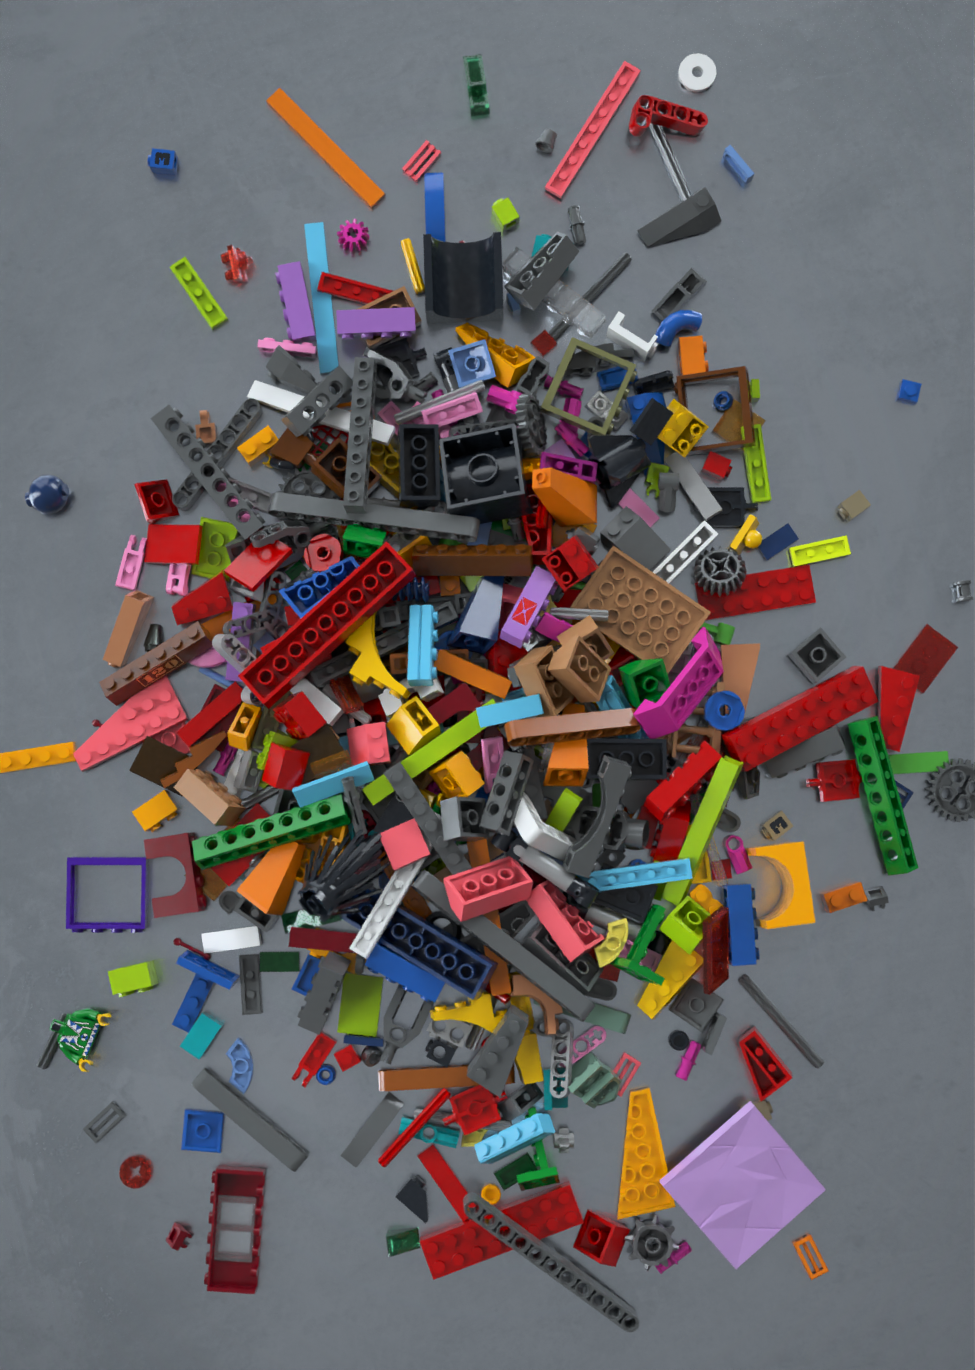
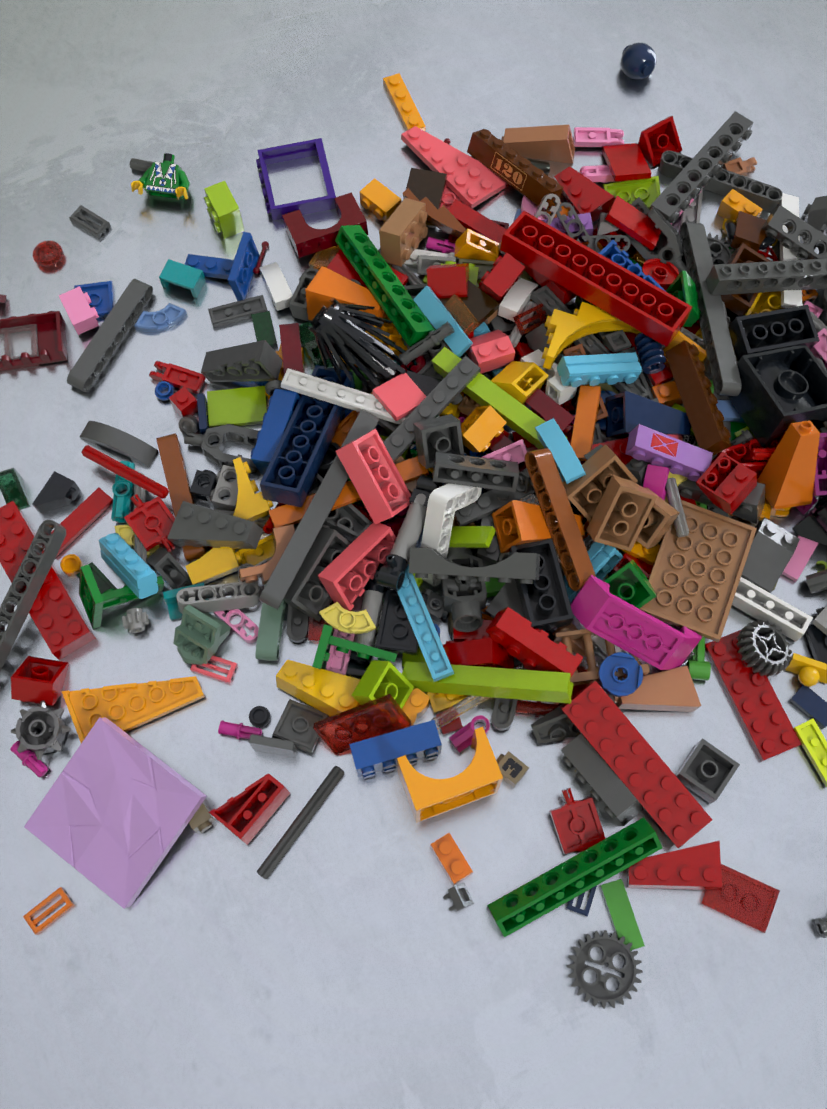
camera: 75 degrees right, 15 degrees down
(218, 1147) = (78, 309): none -> bright pink brick

